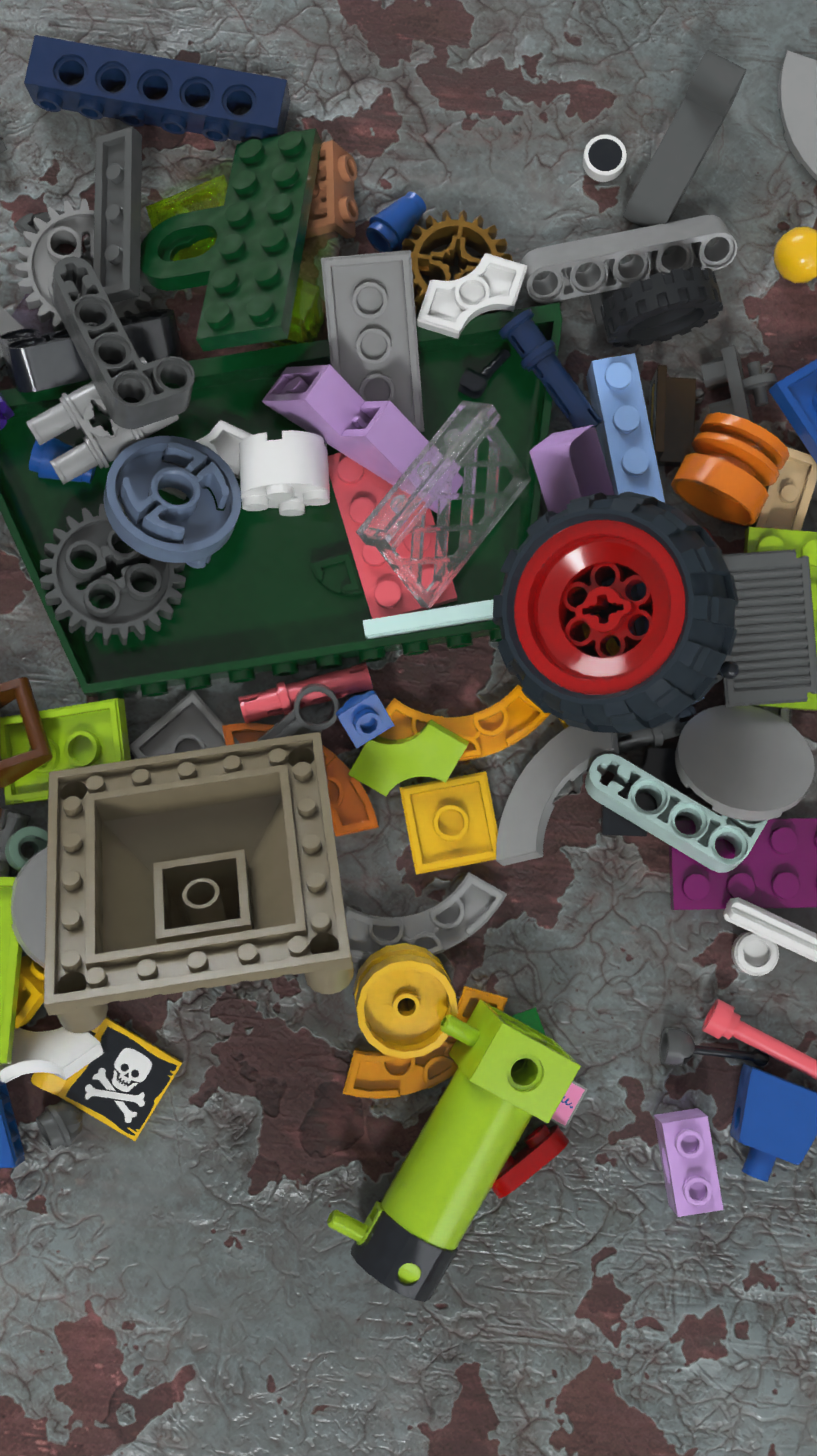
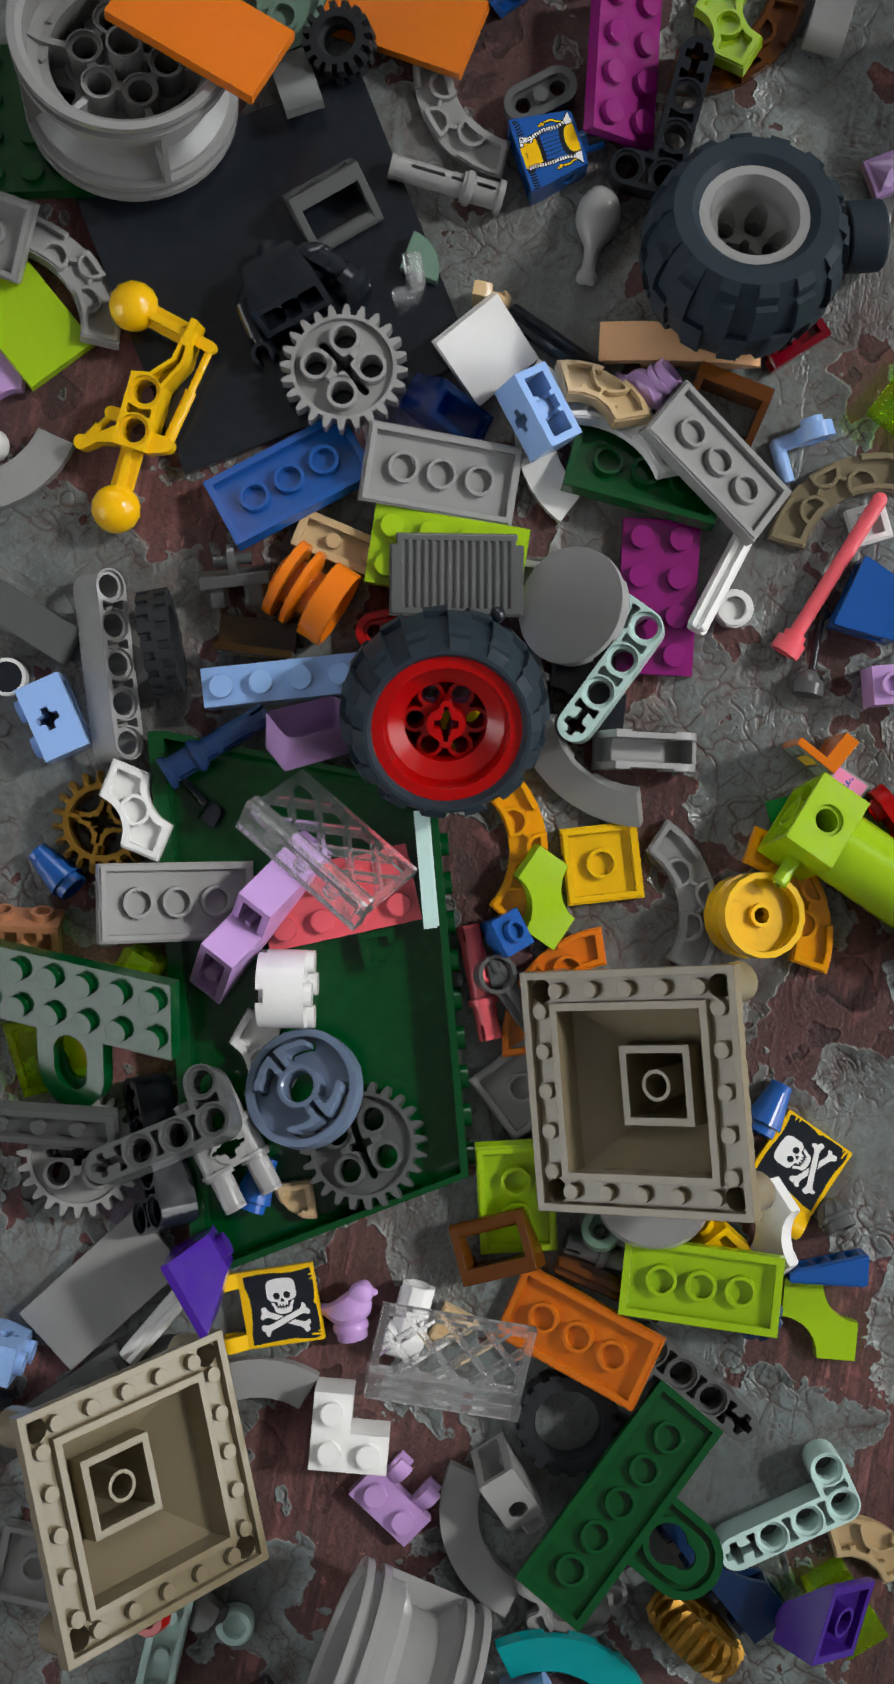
camera: 85 degrees left, 5 degrees up
(50, 509) = (298, 1197): none -> tan tile
(179, 1037) = (770, 1109): none -> blue cone
(574, 185) = (71, 731): none -> light blue brick
(586, 864) = (644, 750): none -> light grey piece
(591, 1070) = (827, 758): none -> orange panel

